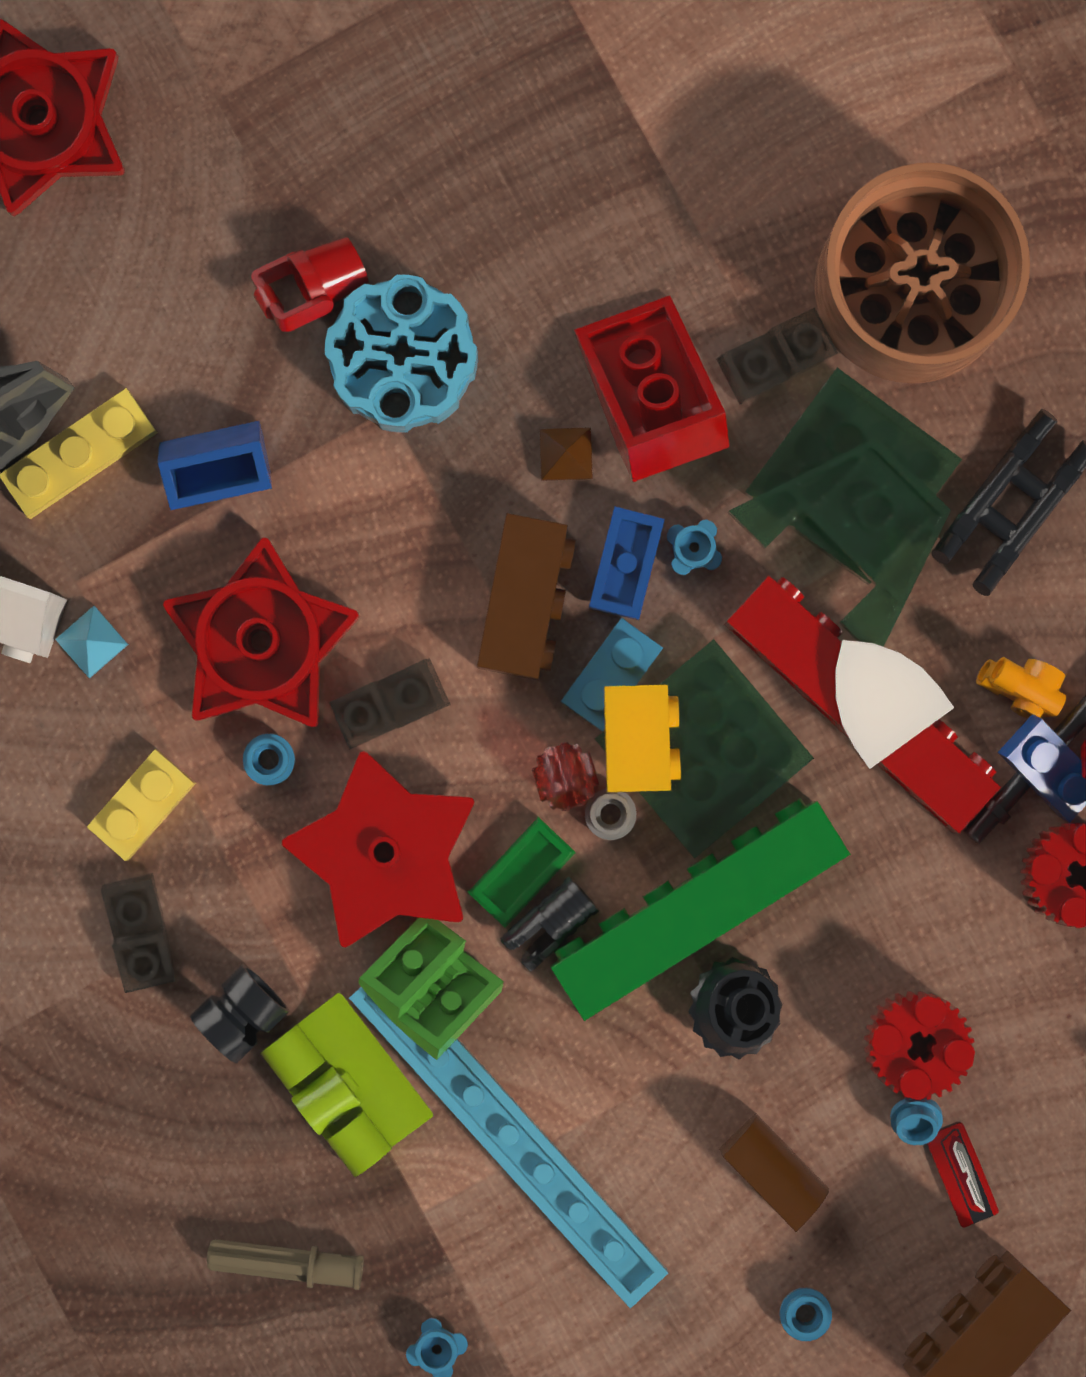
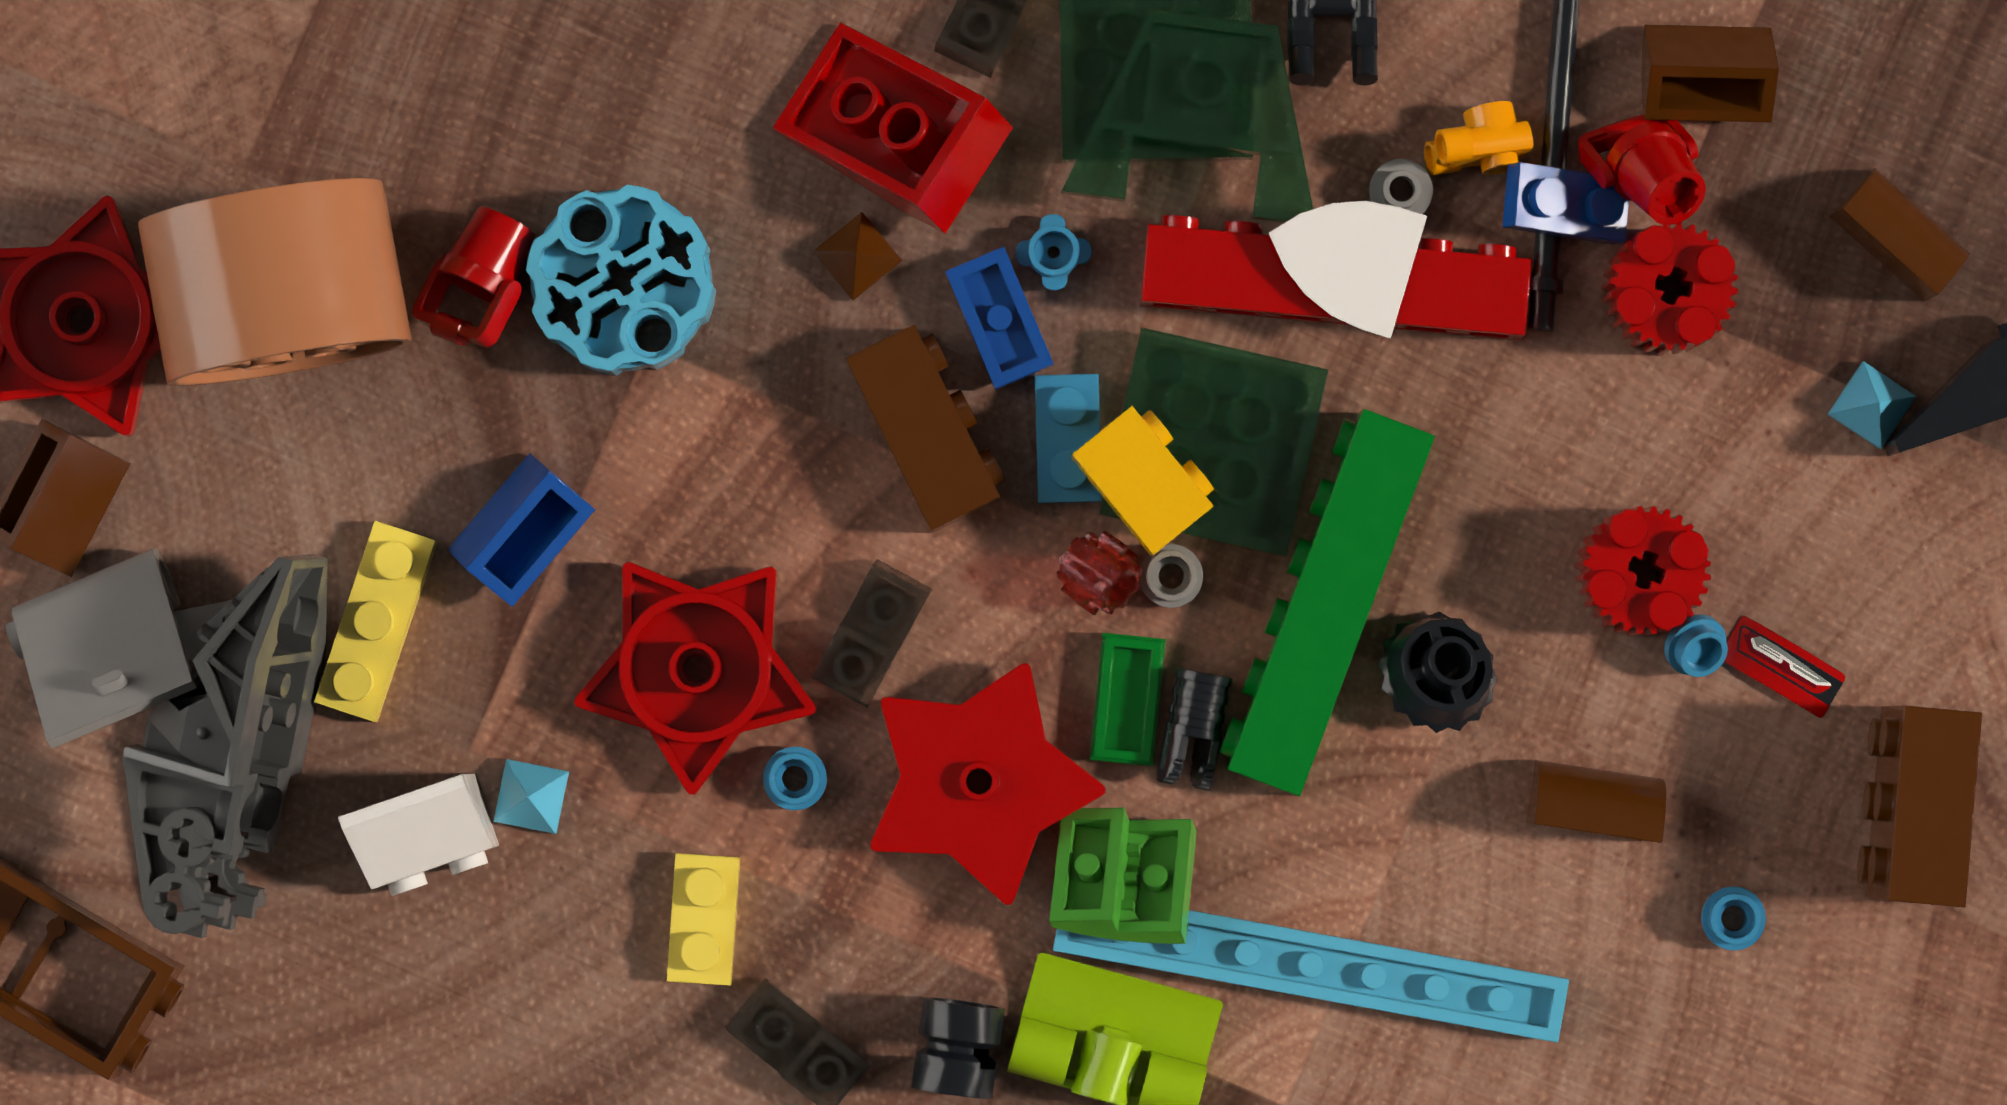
camera: 45 degrees left, 0 degrees up
(173, 181) = (274, 281): none -> nougat wheel
(964, 669) = (1407, 170): none -> light grey plate

